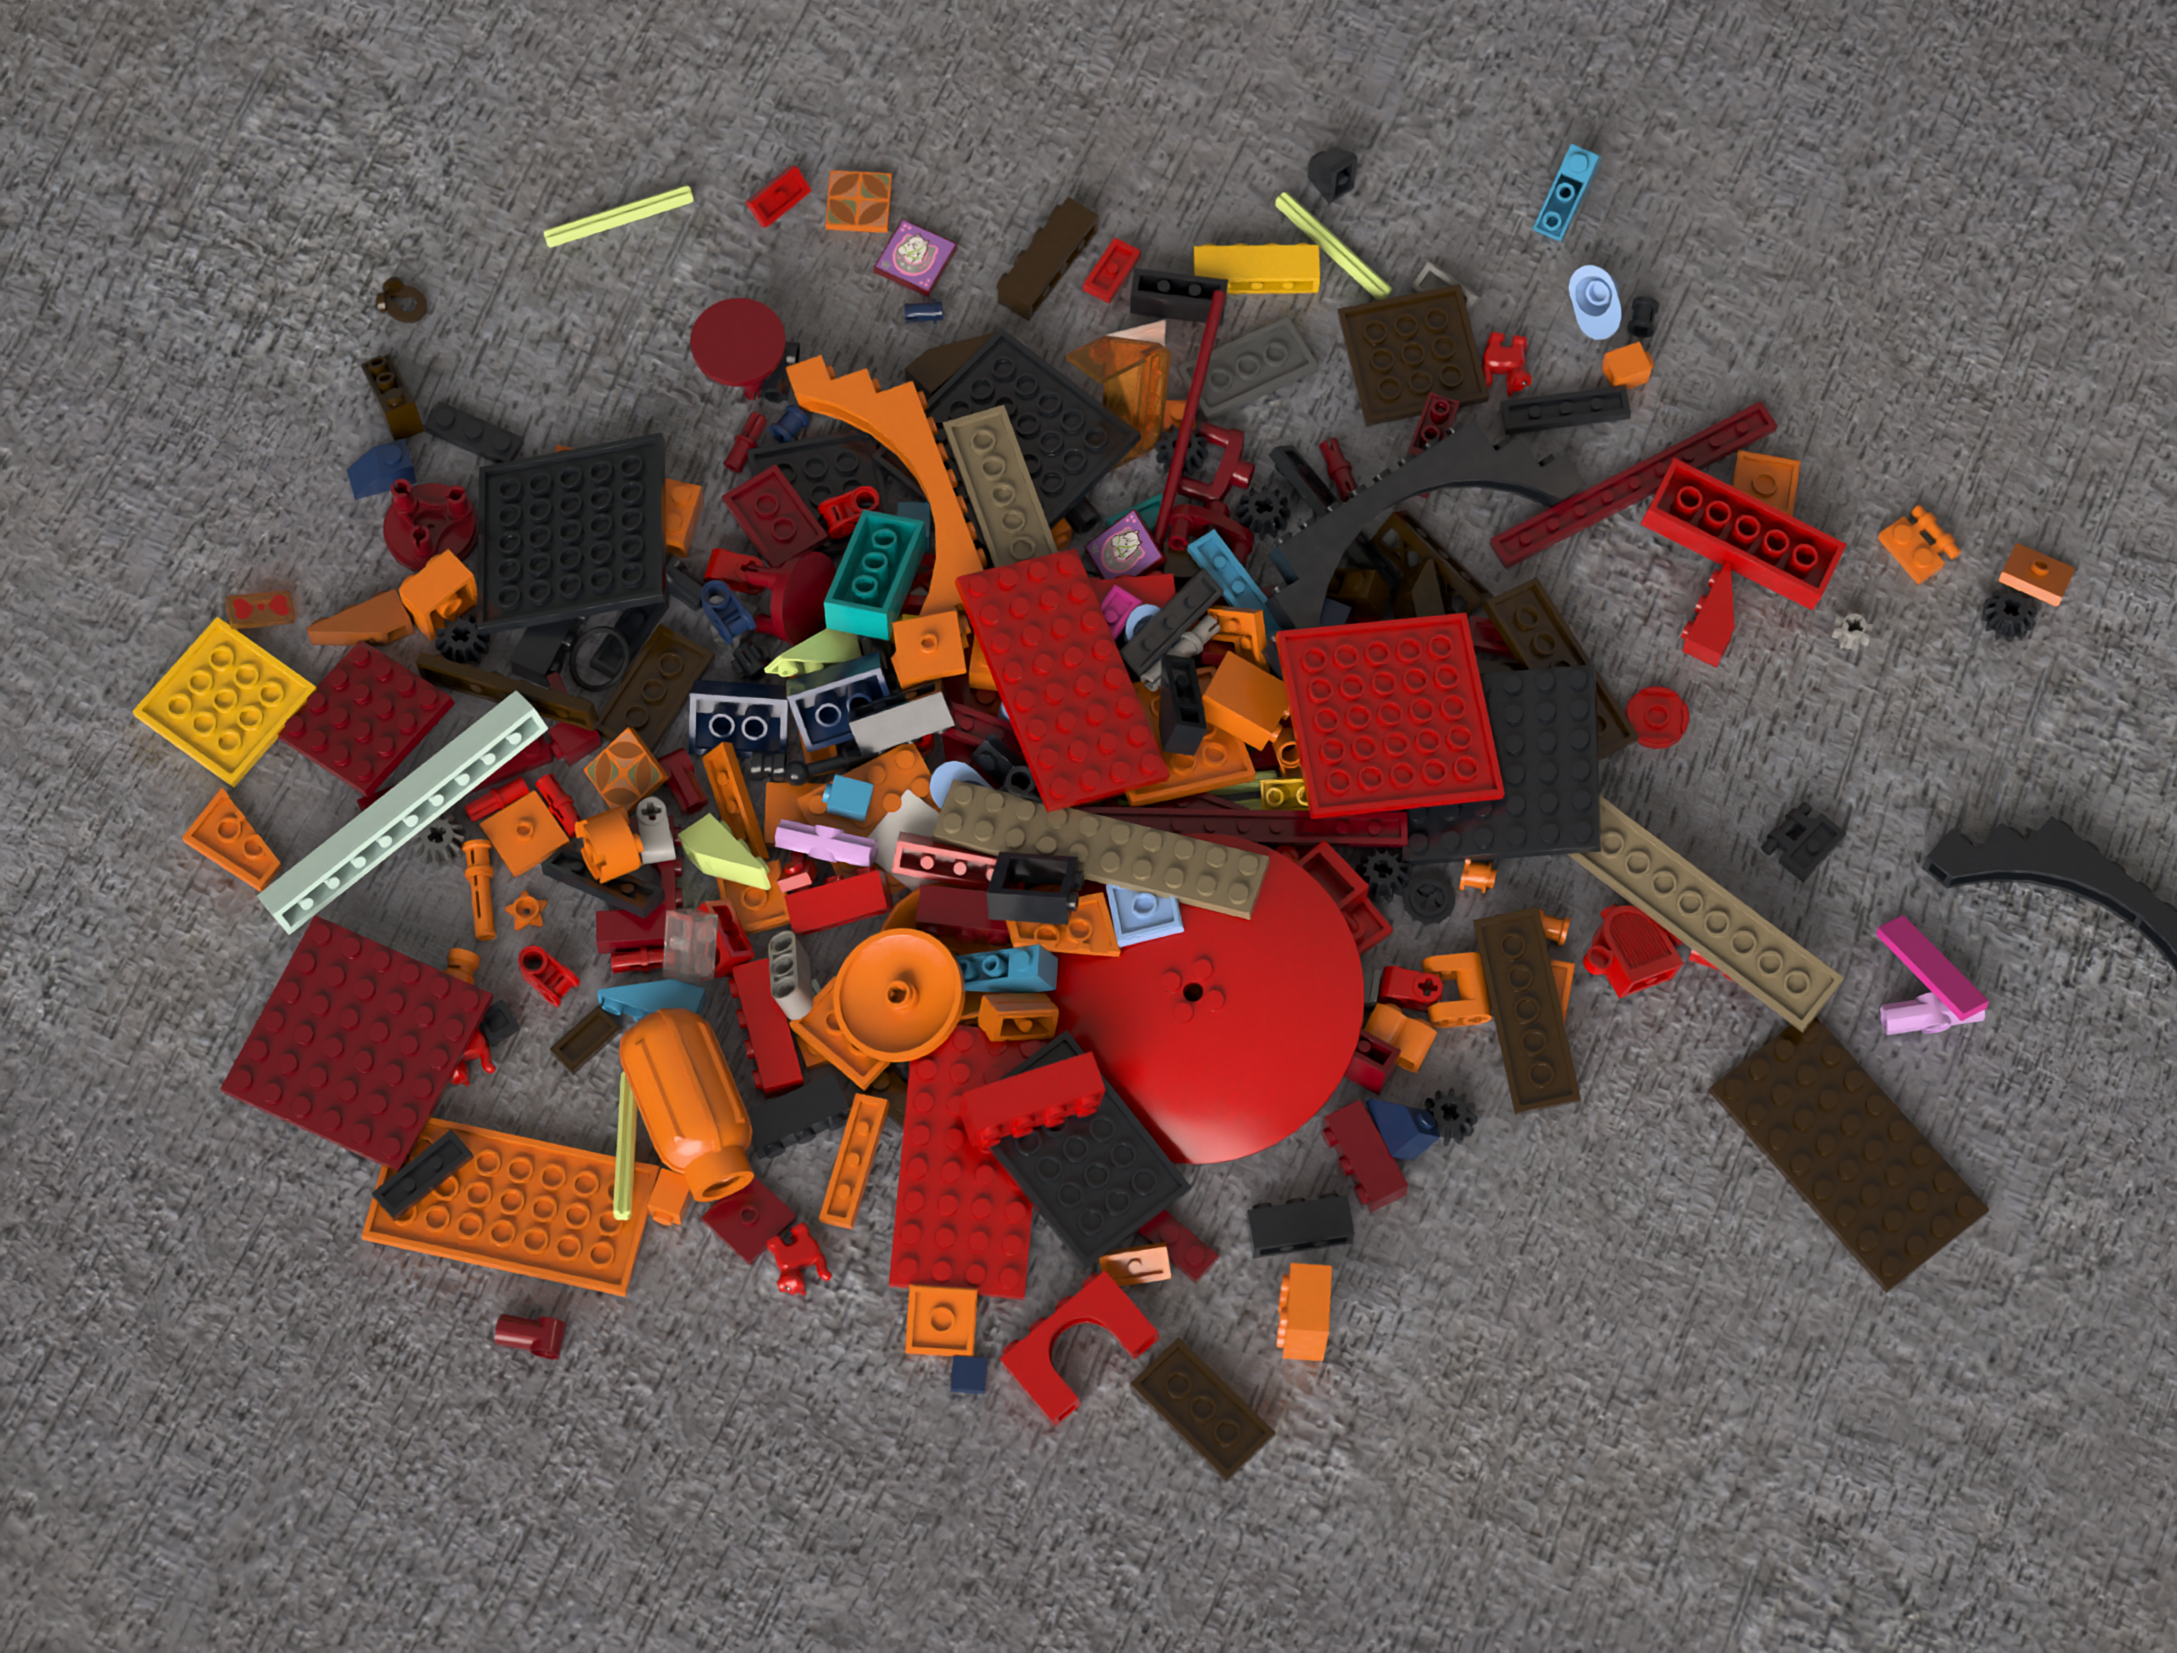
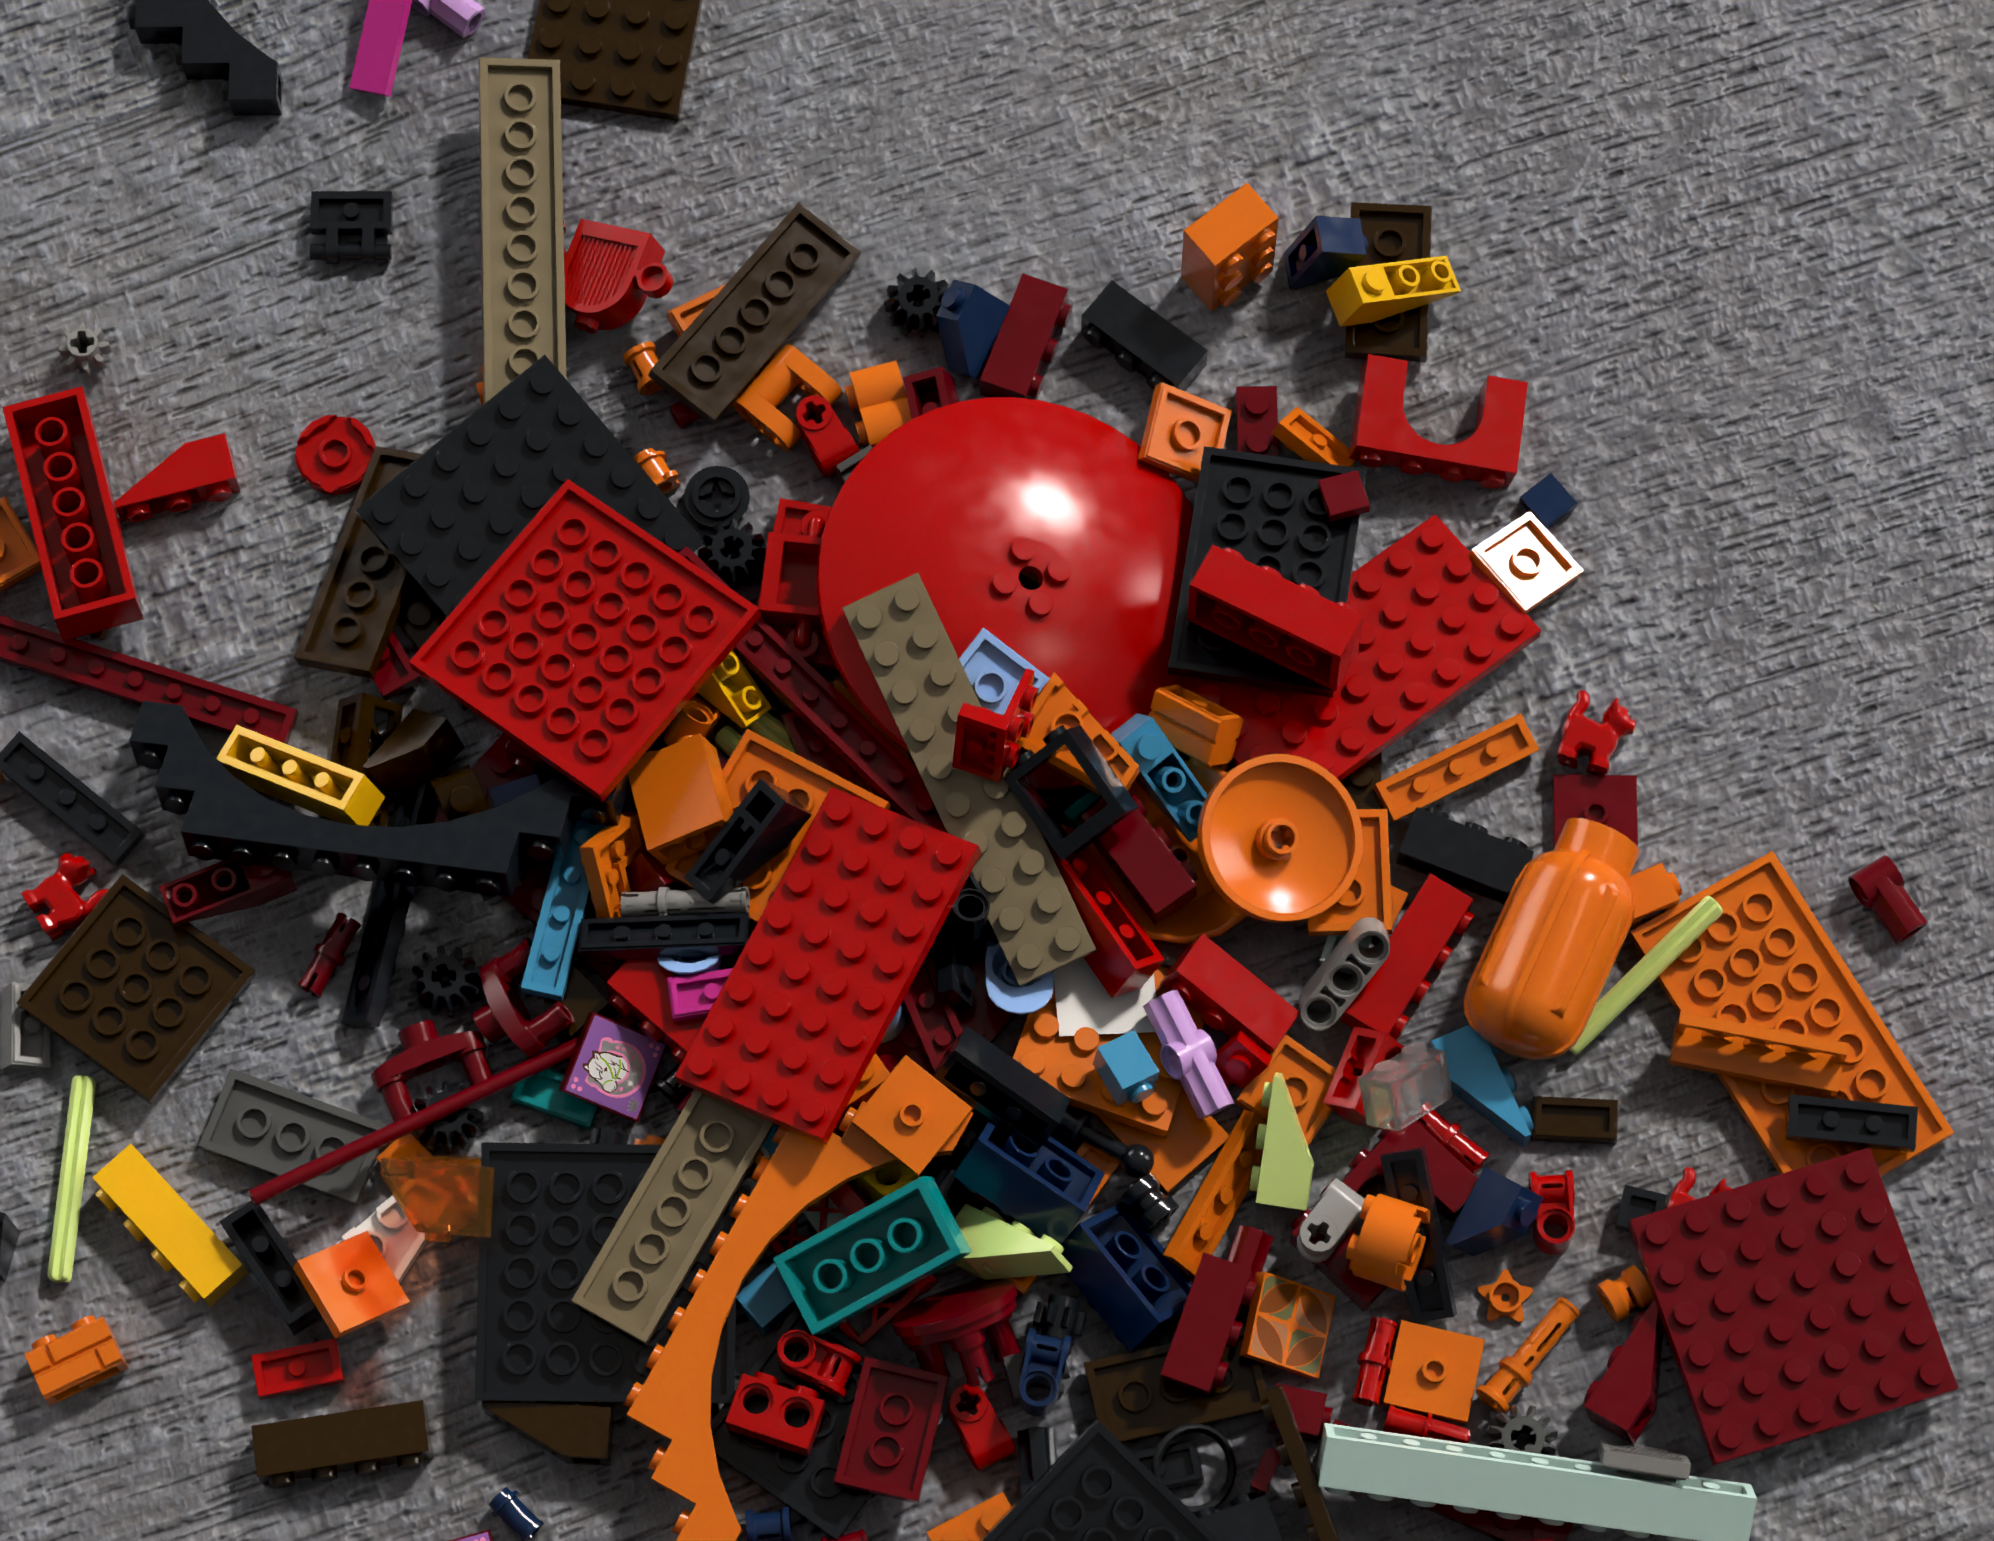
camera: 130 degrees left, 5 degrees up
(359, 885) = (1644, 1459): none -> light grey tile
(405, 921) = (1629, 1389): none -> dark red slope
(514, 1162) = (1758, 1053): none -> orange fence
(574, 936) = (1493, 1214): none -> dark blue slope
(665, 722) = (1208, 1324): none -> dark red brick
(837, 461) = (771, 1423): none -> red brick
(1079, 1232) = (1343, 495): none -> dark red tile
(1093, 864) = (989, 741): none -> red bracket
(1127, 312) = (351, 1284): none -> orange plate
(1189, 1396) = (1390, 288): none -> yellow slope
(1217, 1193) = (1180, 429): none -> orange plate
(1223, 169) = (75, 1359): none -> orange brick
(1252, 1381) = (1324, 251): none -> dark blue slope
(1454, 518) = (300, 777): none -> yellow brick

